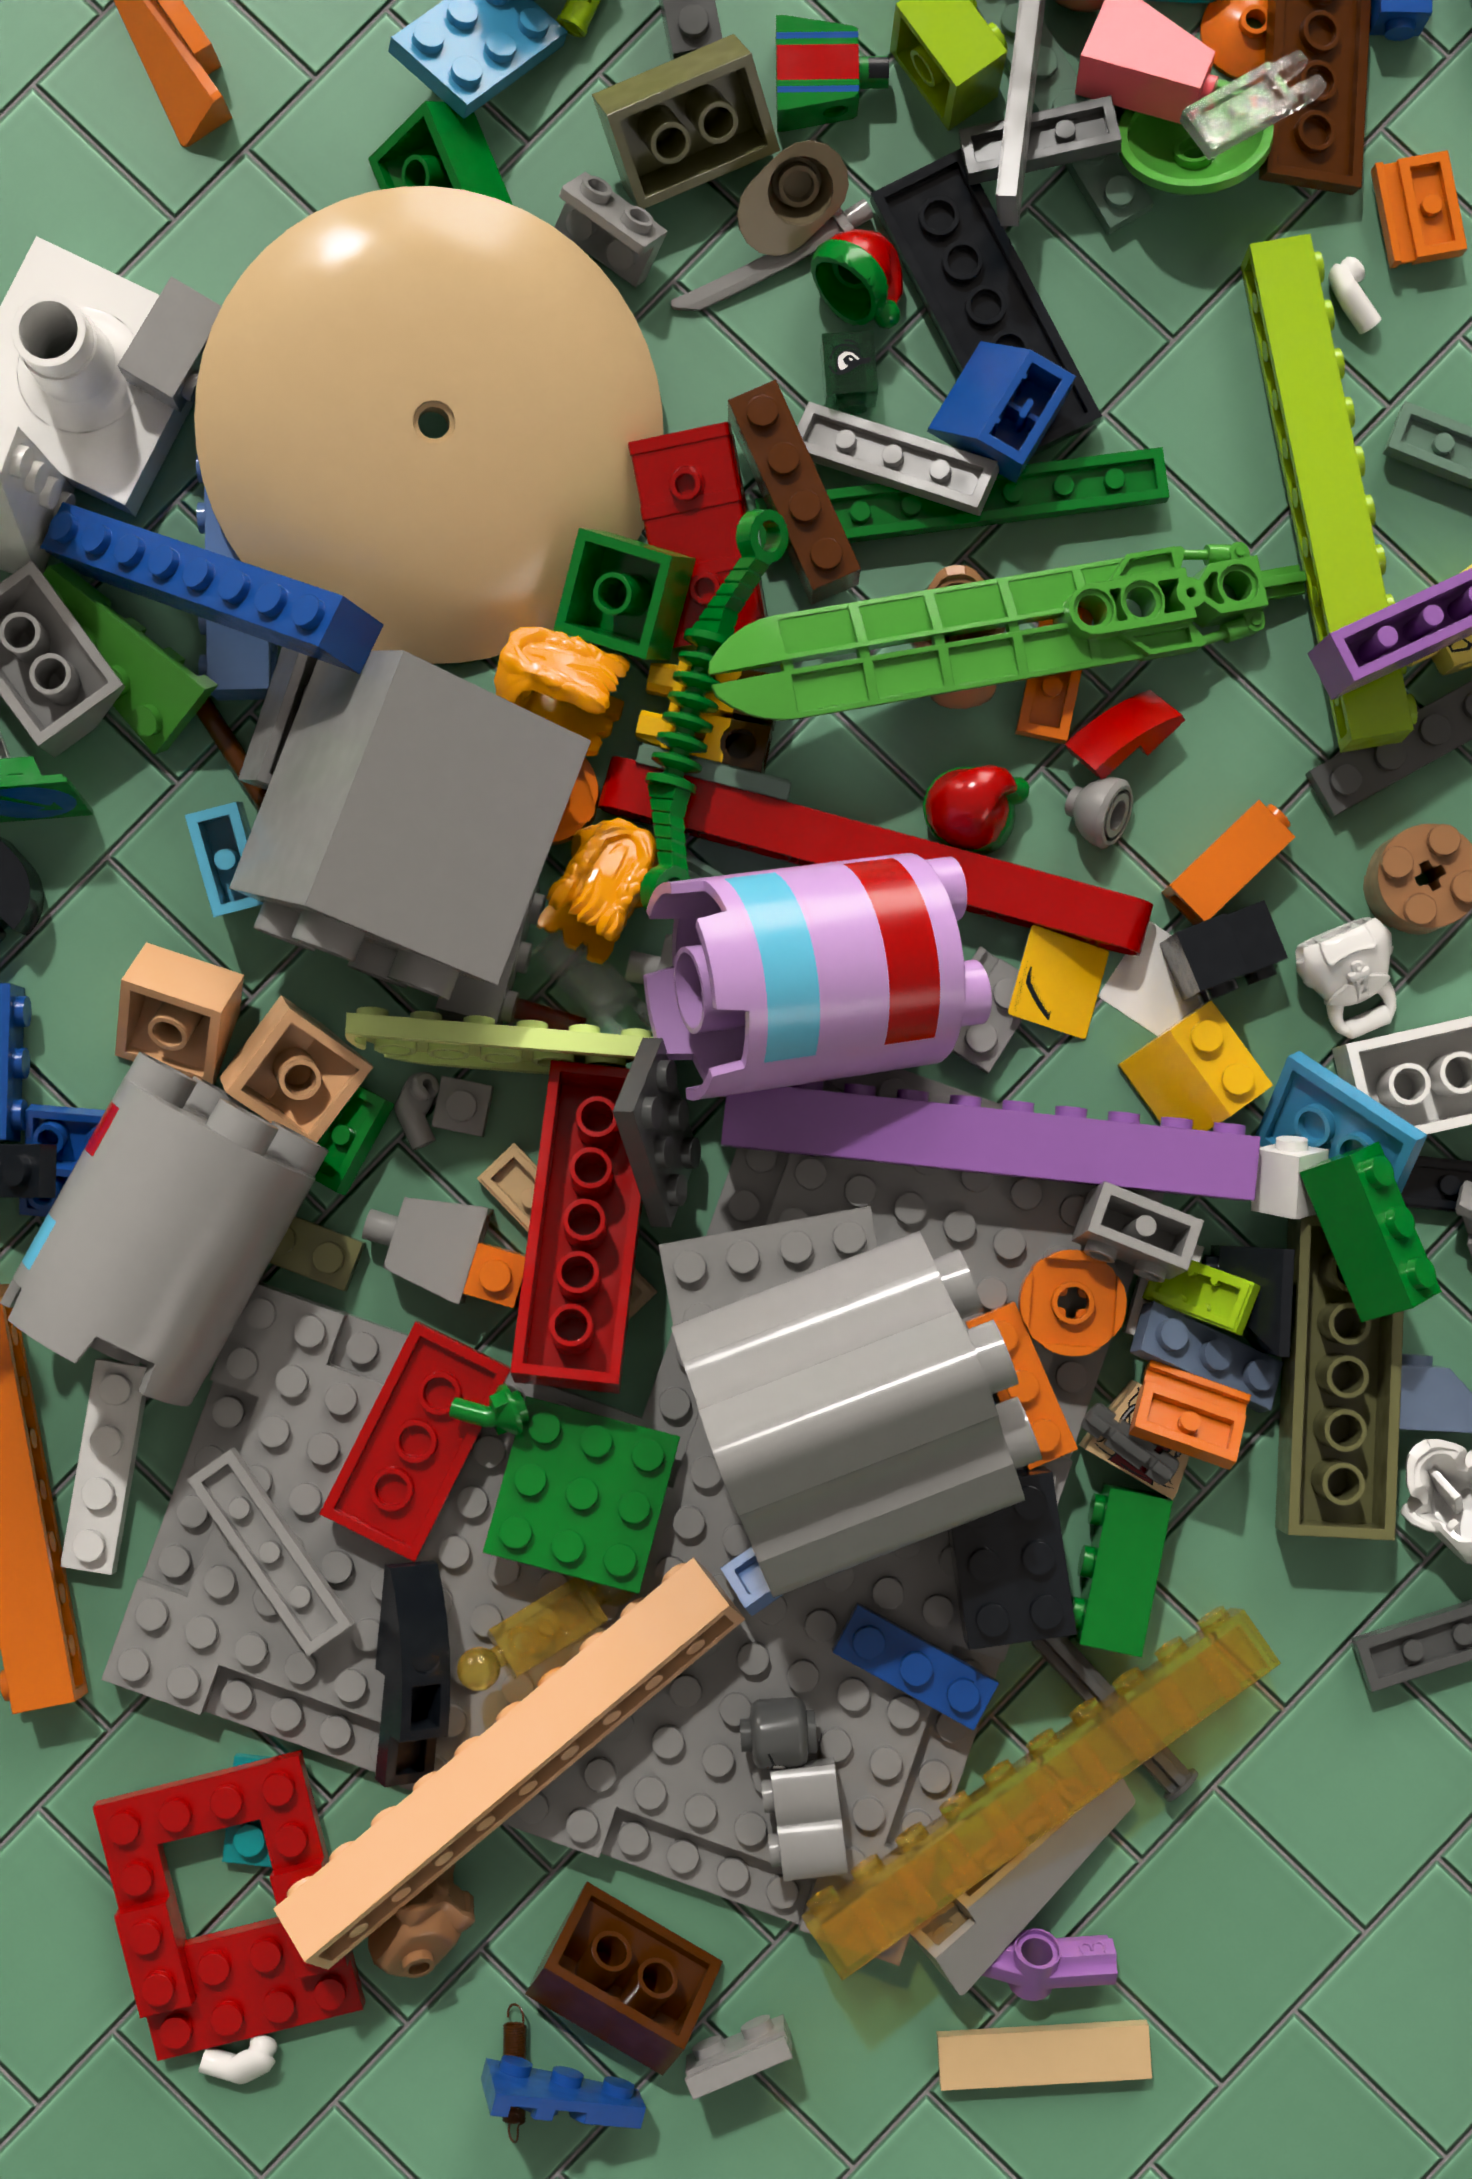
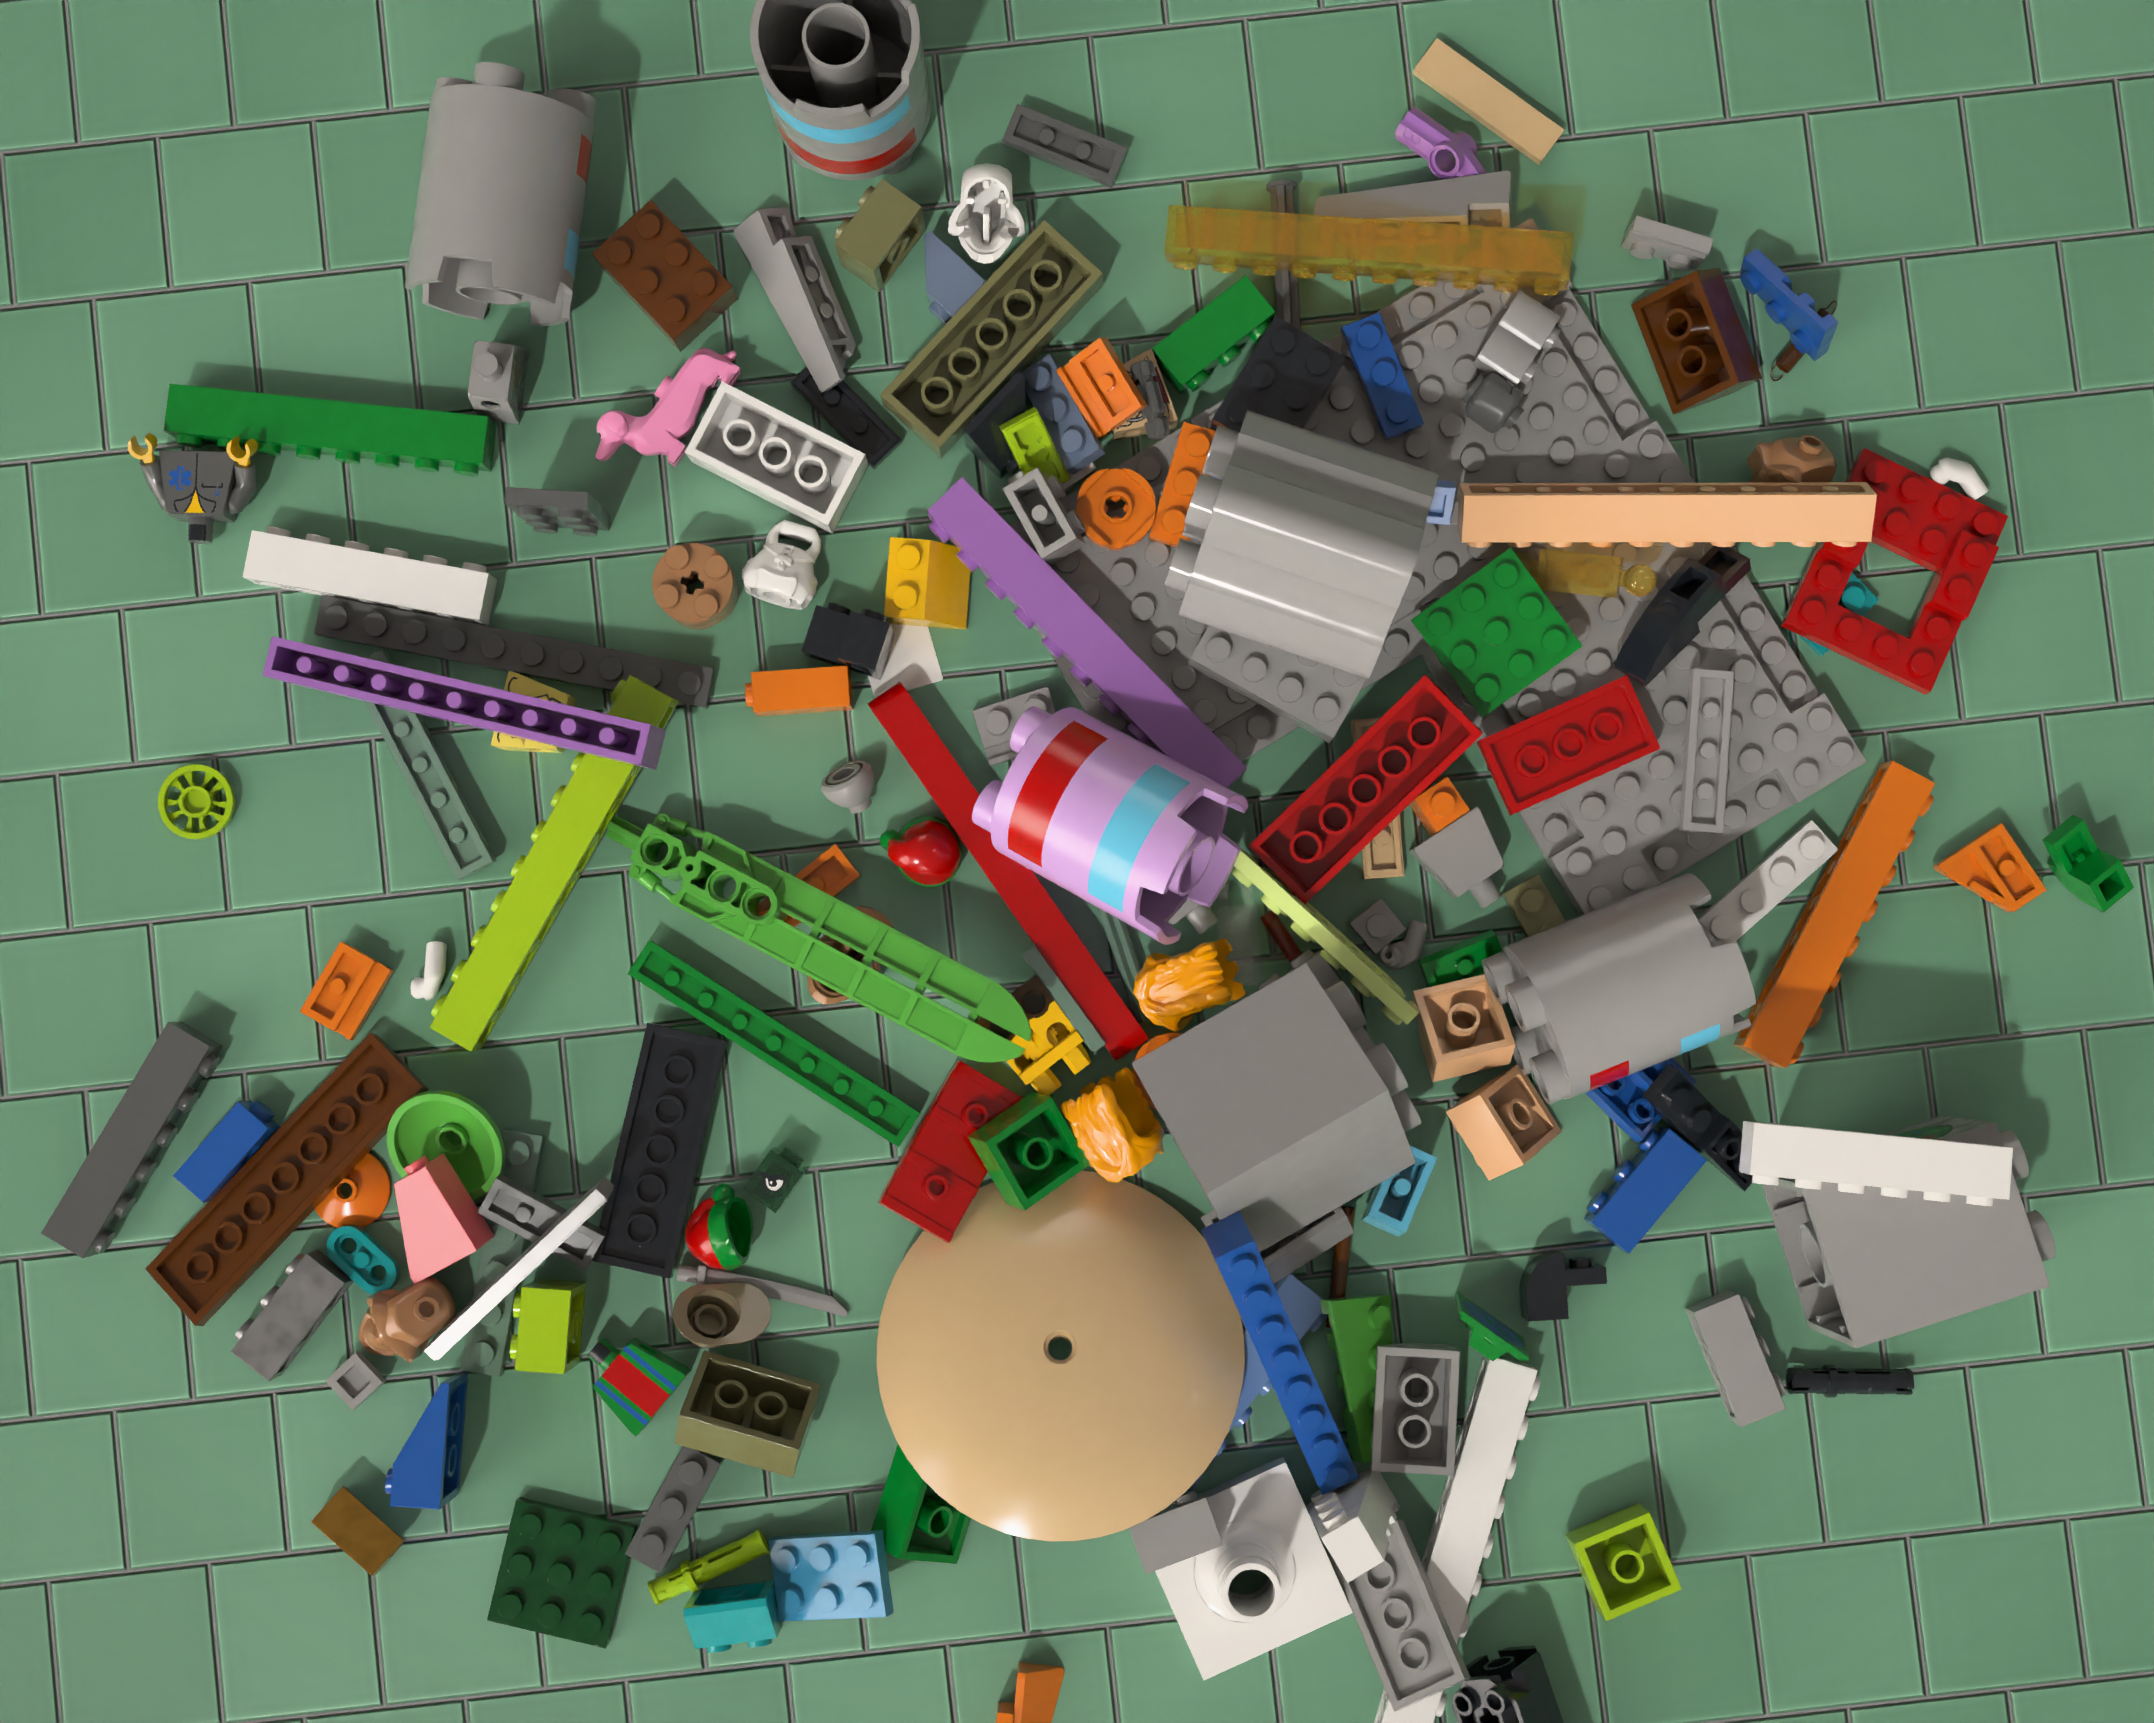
camera: 145 degrees left, 0 degrees up
(504, 1412) = (1504, 716): green plate -> none
(610, 227) = (847, 1390): light grey bracket -> none
(657, 1132) = (1278, 806): dark grey plate -> none
(716, 624) = (999, 1079): green piece -> none
(794, 490) = (875, 1128): reddish brown brick -> none
(897, 459) = (795, 1100): light grey plate -> none
(1003, 405) = (706, 1075): blue slope -> none
(1058, 982) = (961, 705): yellow sticker -> none
(1115, 734) = (795, 822): red slope -> none
(1250, 104) = (401, 1133): clear hinge -> none
(1278, 1181) = (926, 473): white brick -> none
(1336, 1116) = (879, 473): dark azure plate -> none
(1370, 1232) = (911, 402): green brick -> none

